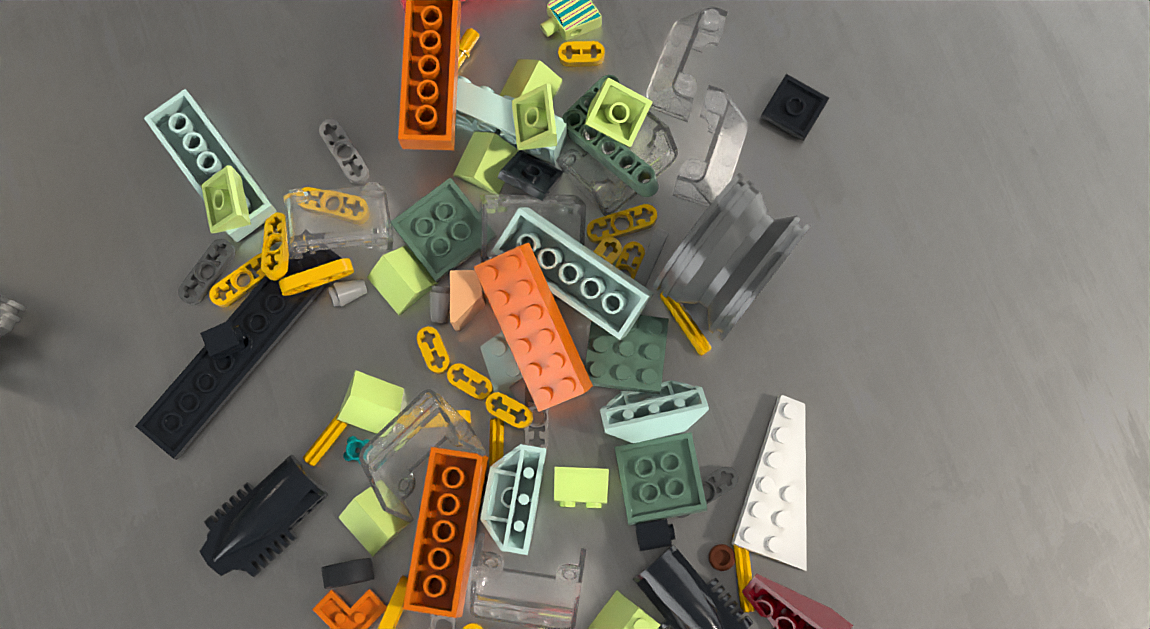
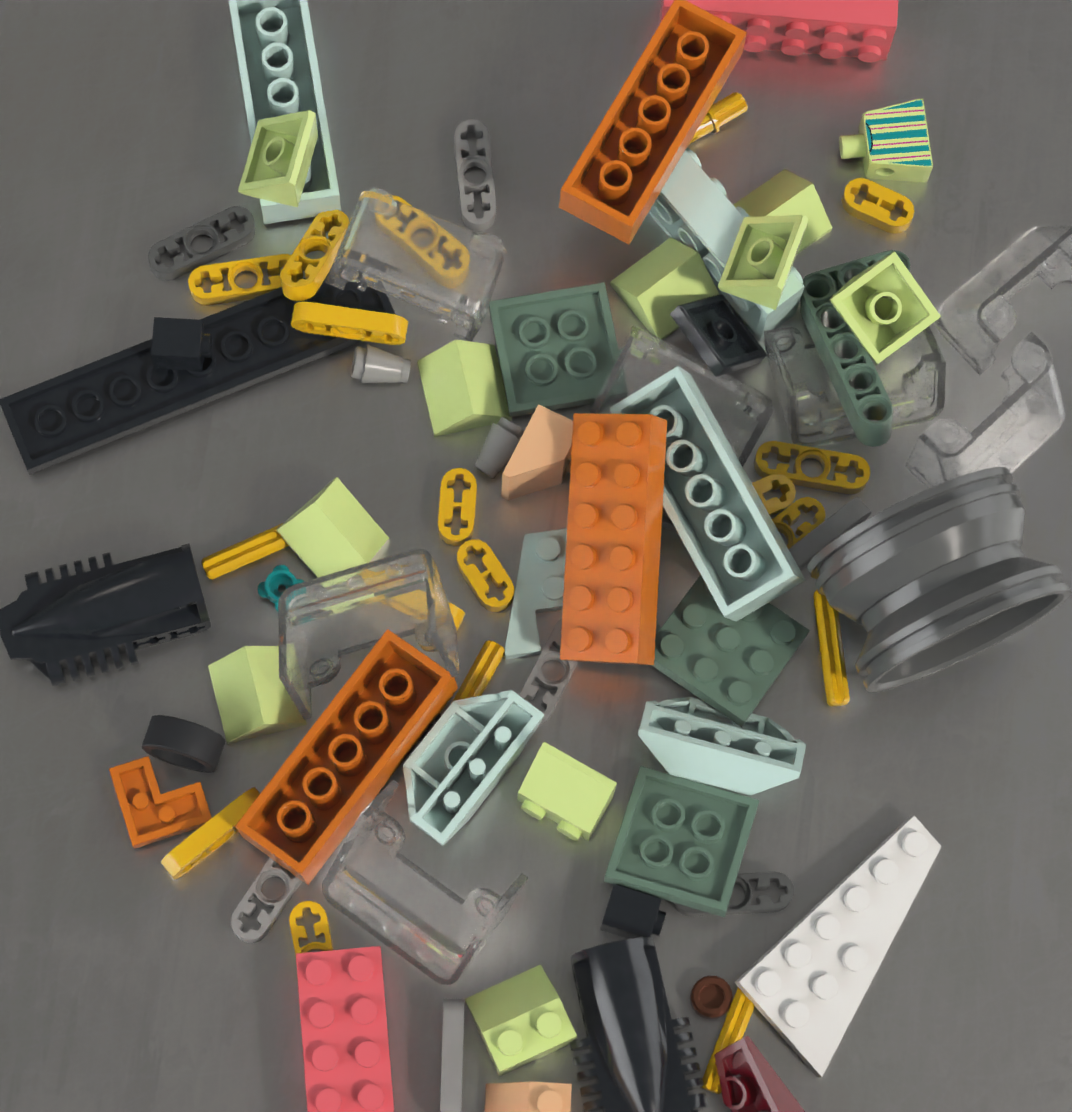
camera: 20 degrees right, 5 degrees down
(506, 415) = (512, 645): yellow beam -> none

